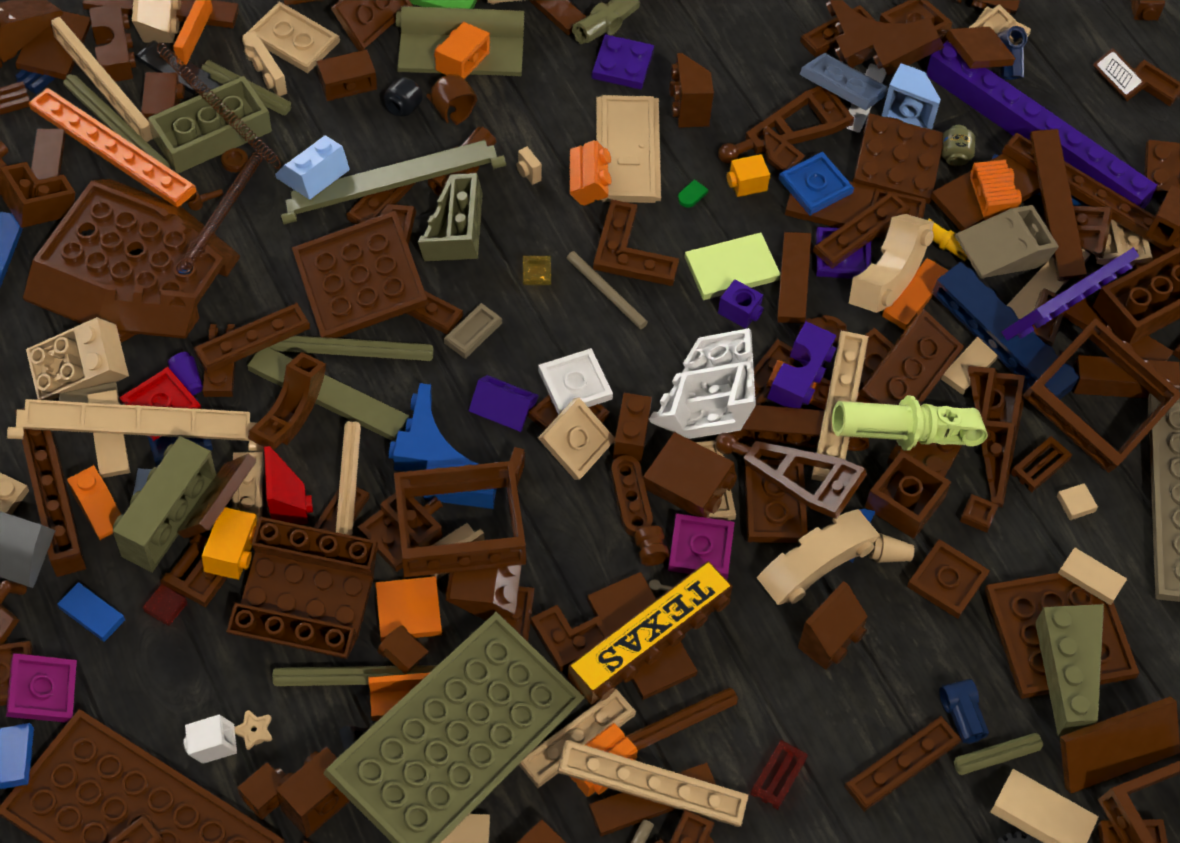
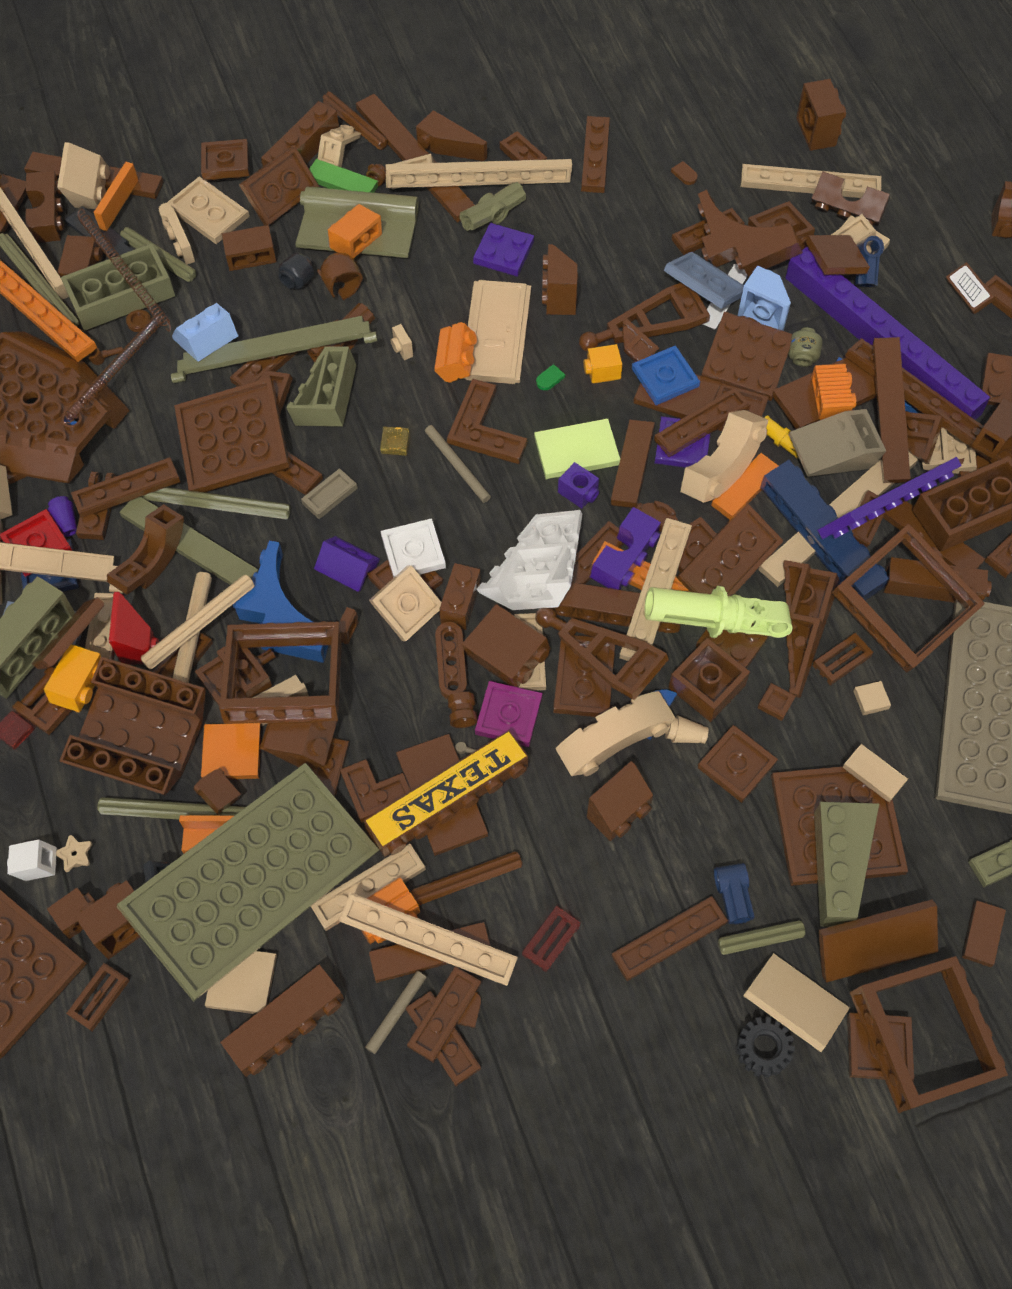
camera: 10 degrees right, 5 degrees up
(356, 473) = (197, 622): none -> tan axle

